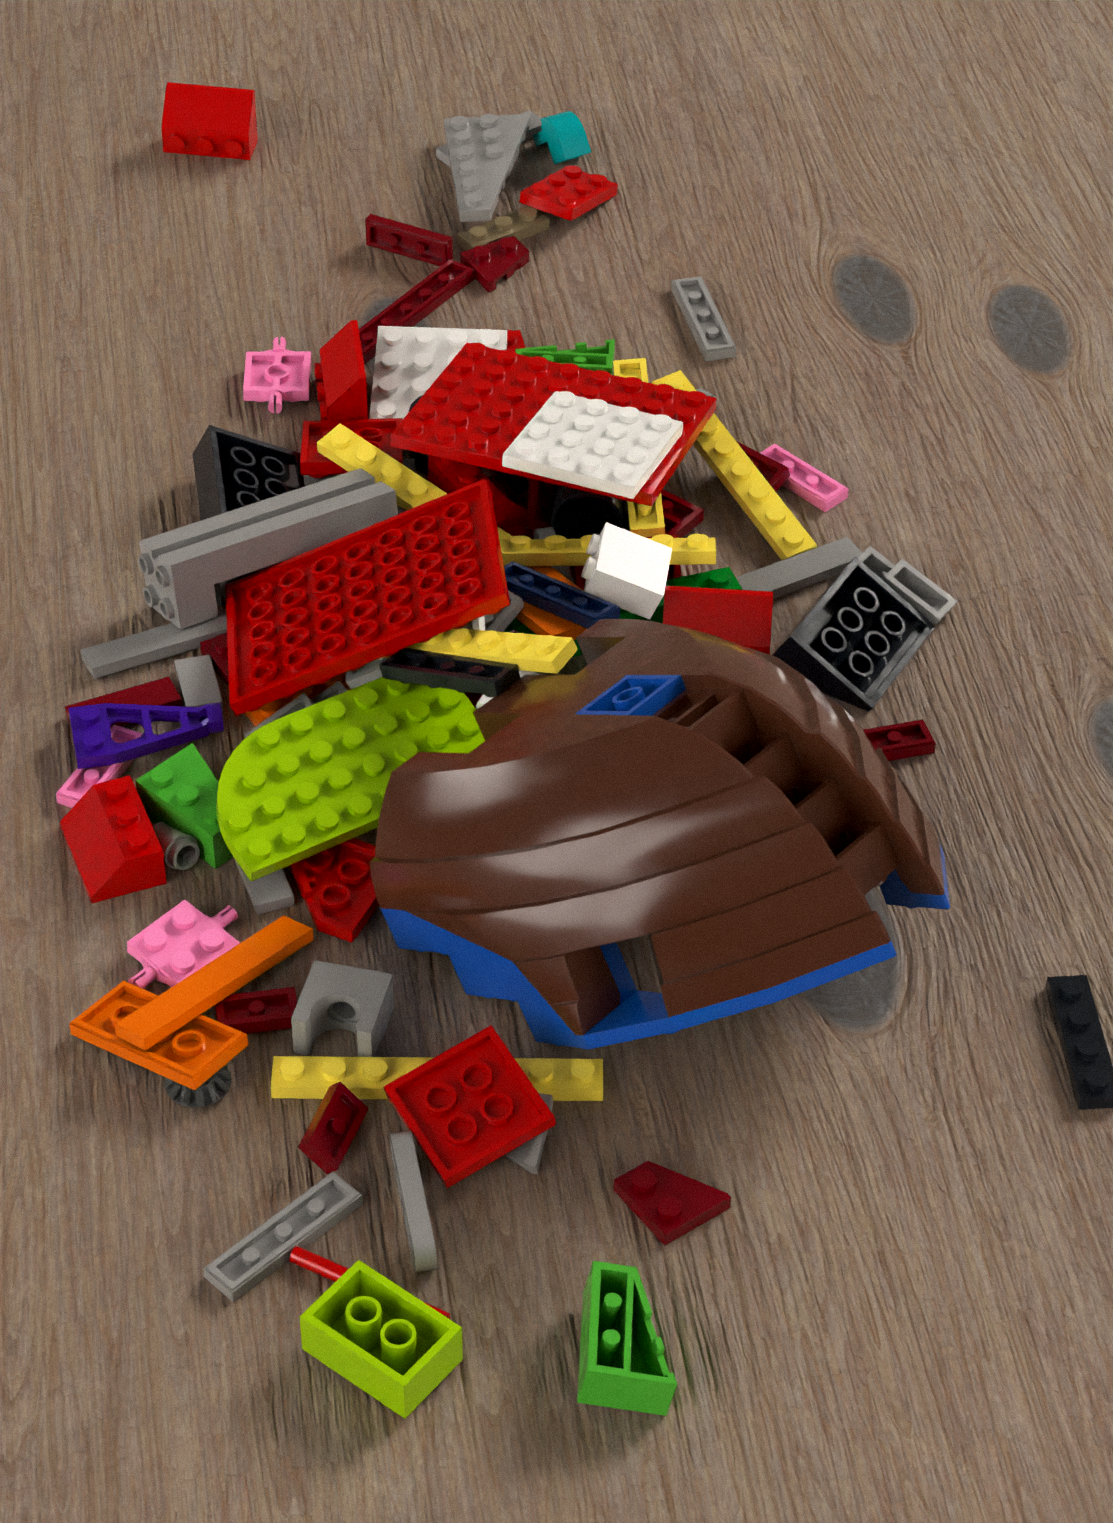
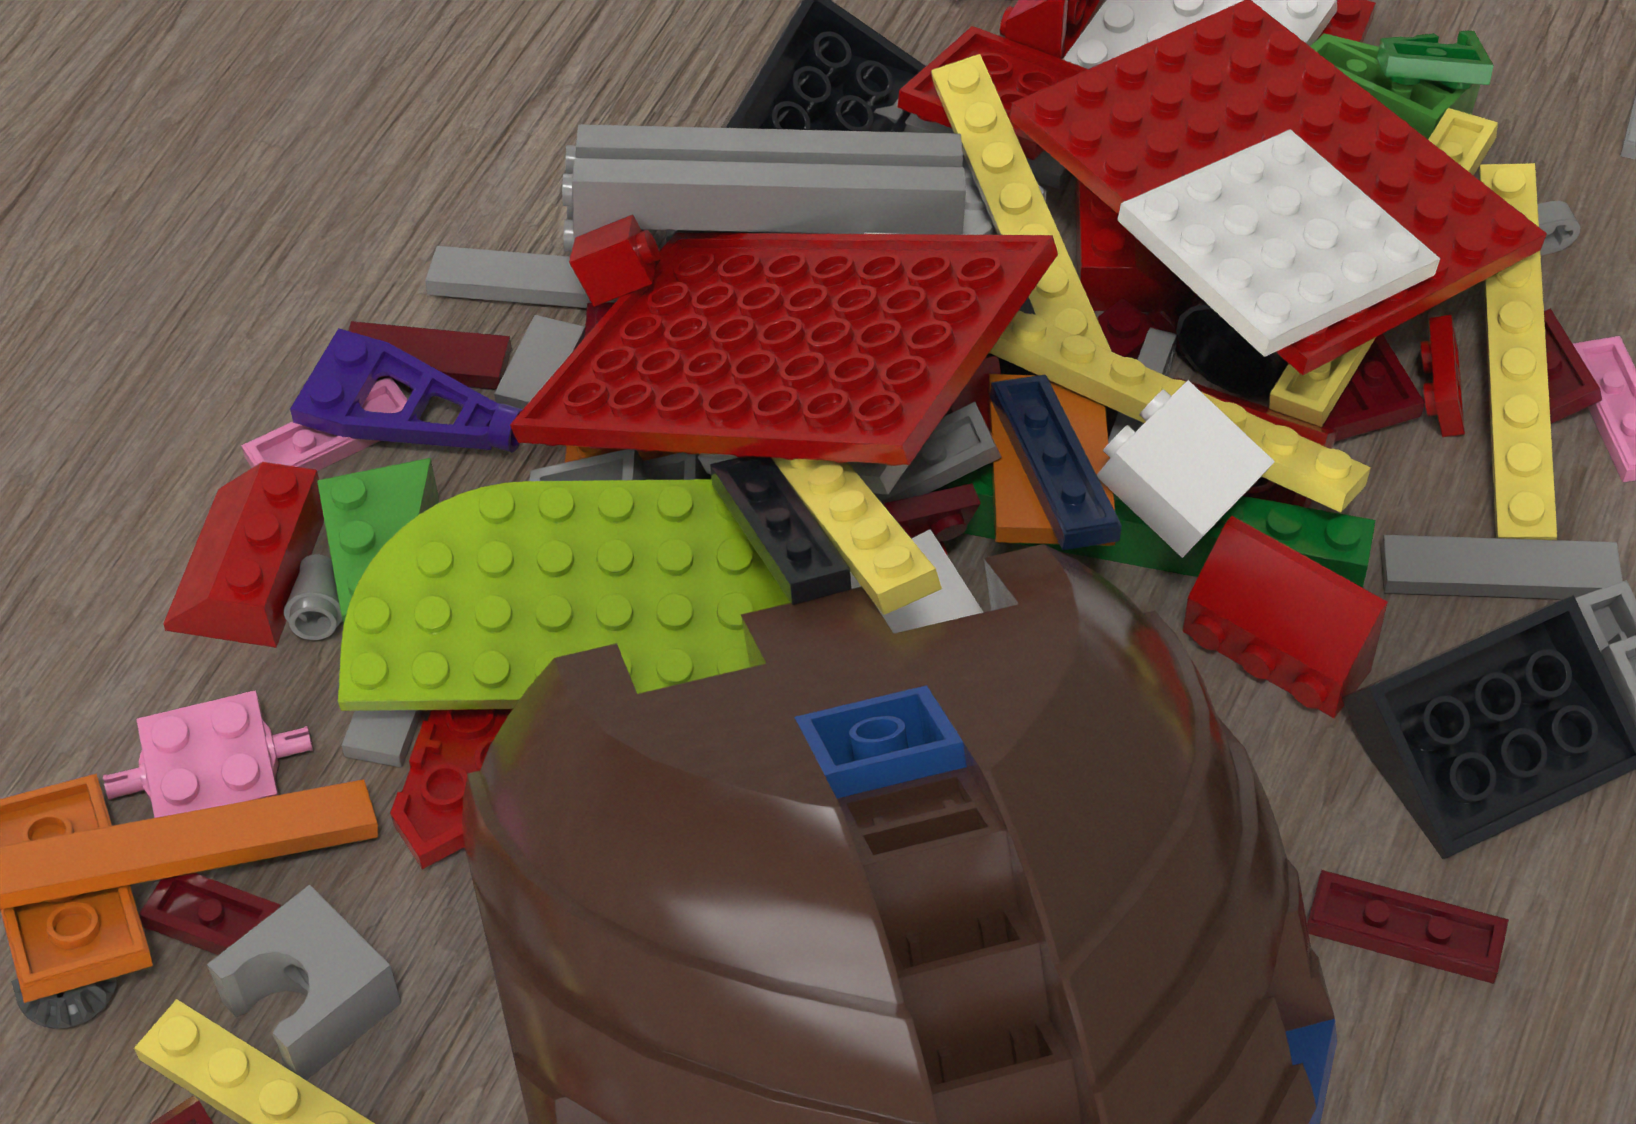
camera: 35 degrees right, 10 degrees up
(212, 606) = (614, 260): none -> red brick
(599, 335) = (1422, 57): none -> green wing
(707, 497) = (1444, 394): none -> red plate

